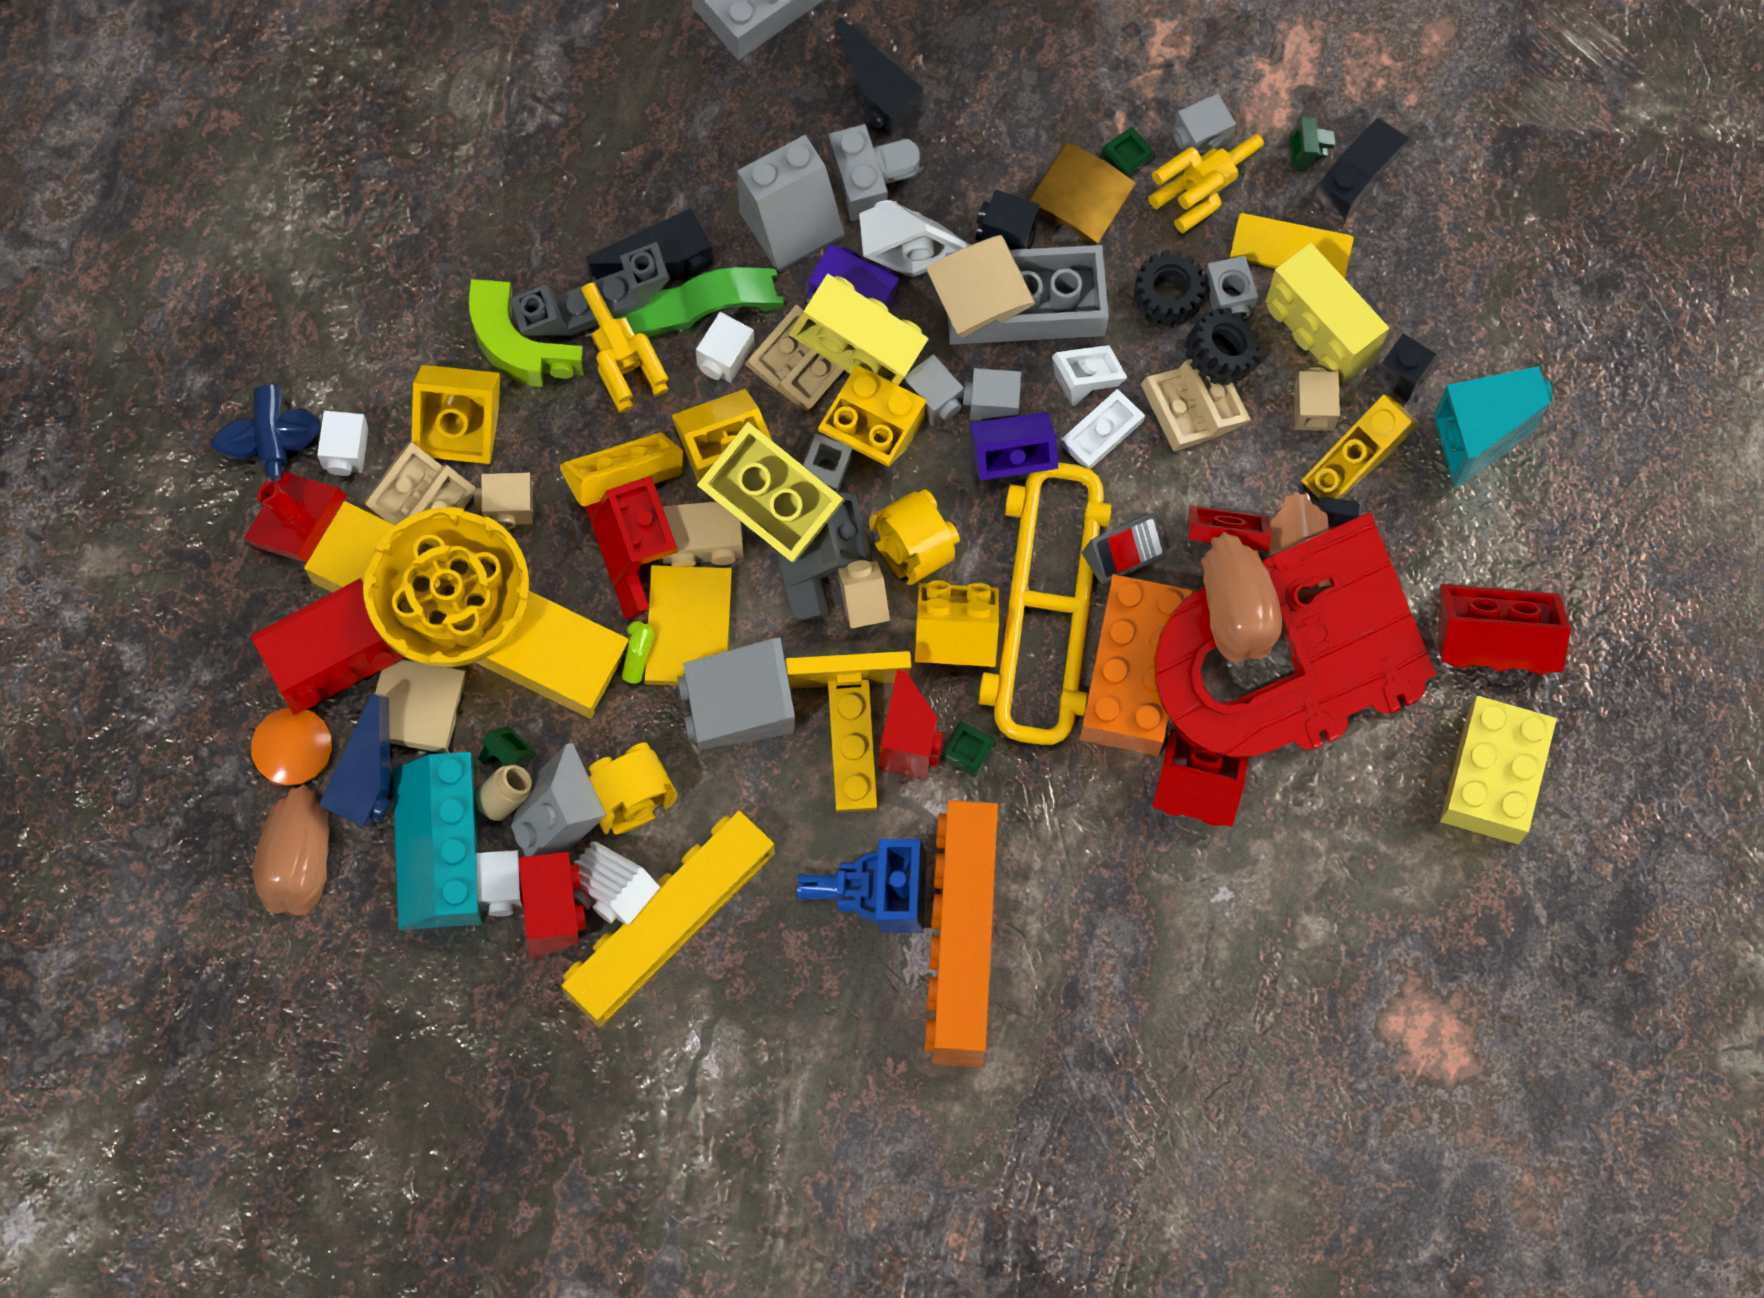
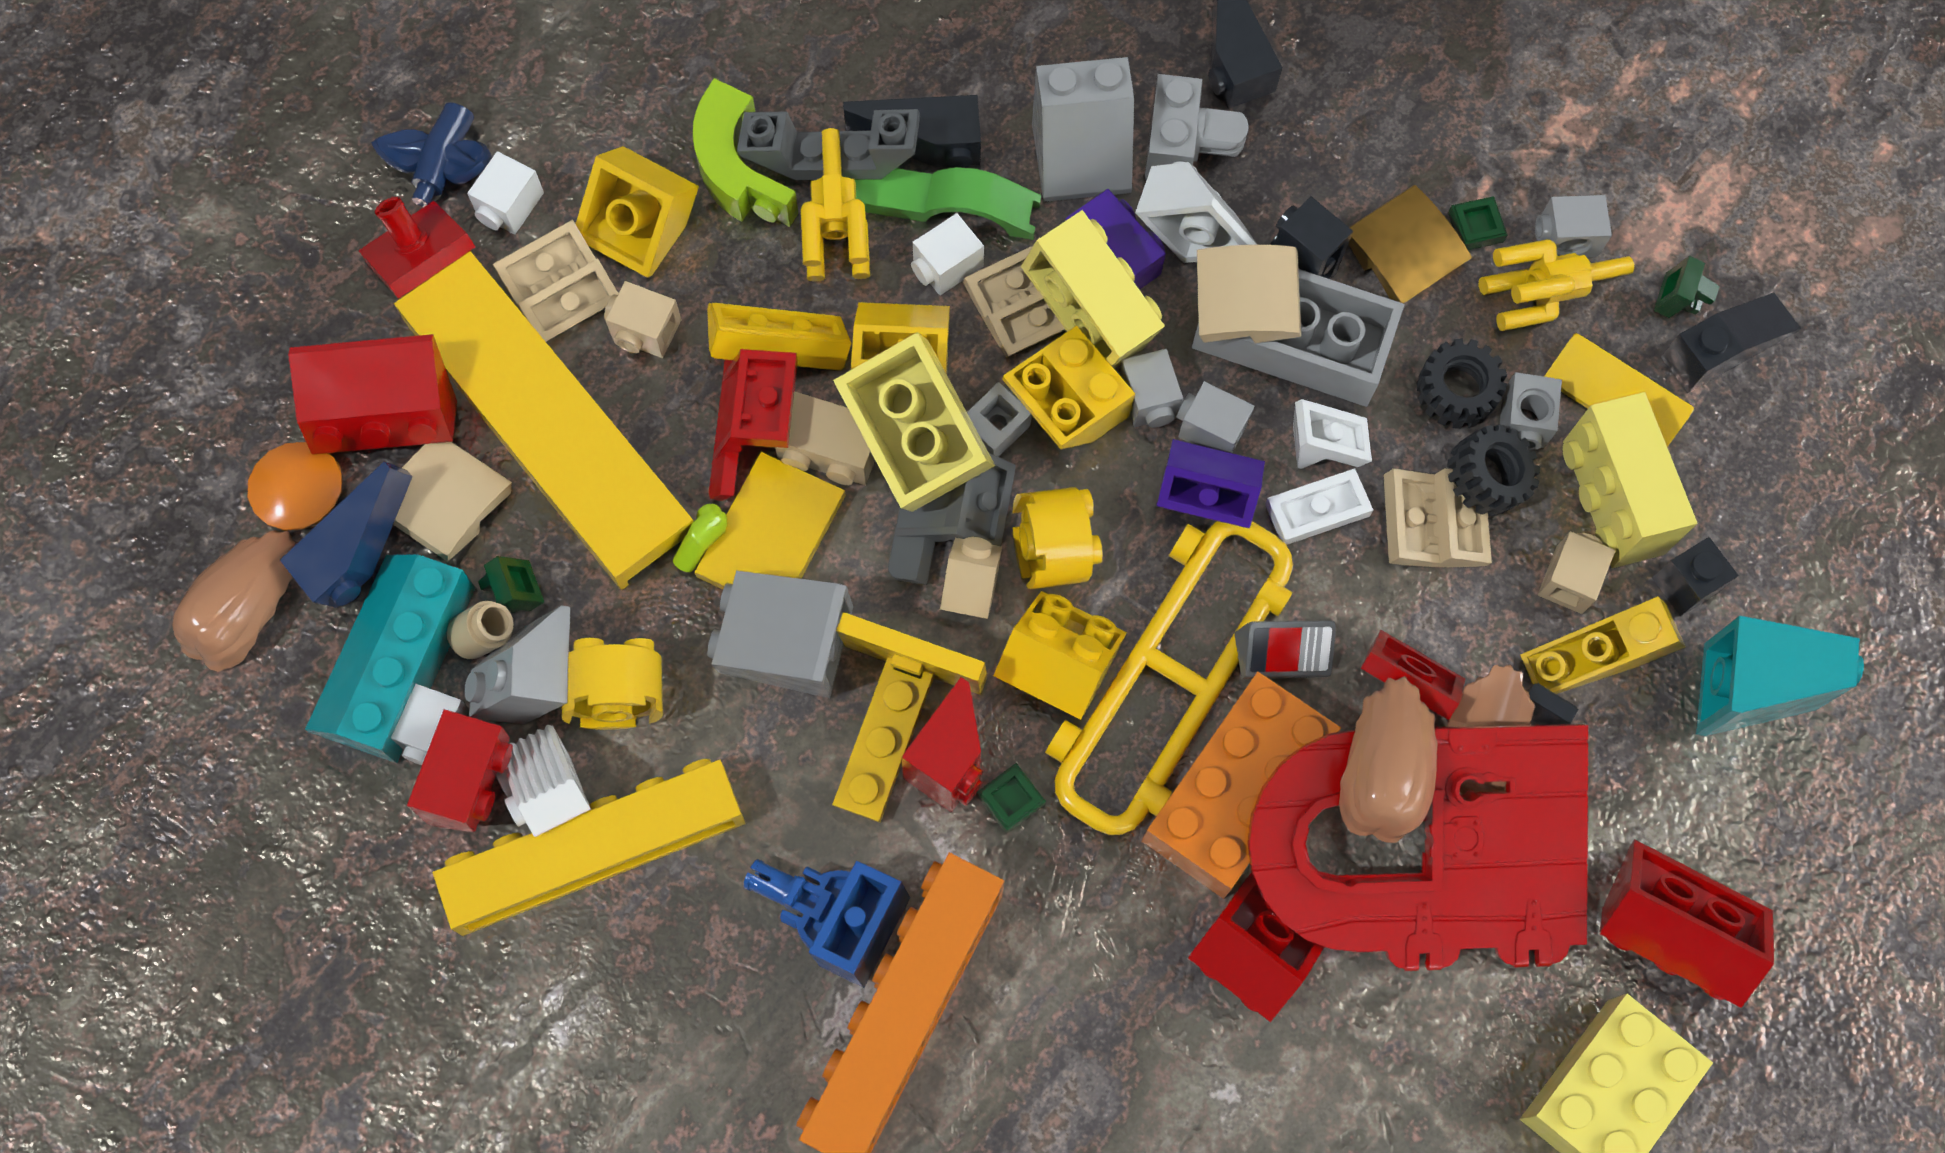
camera: 25 degrees right, 0 degrees up
(427, 548) = (518, 333): yellow brick -> none

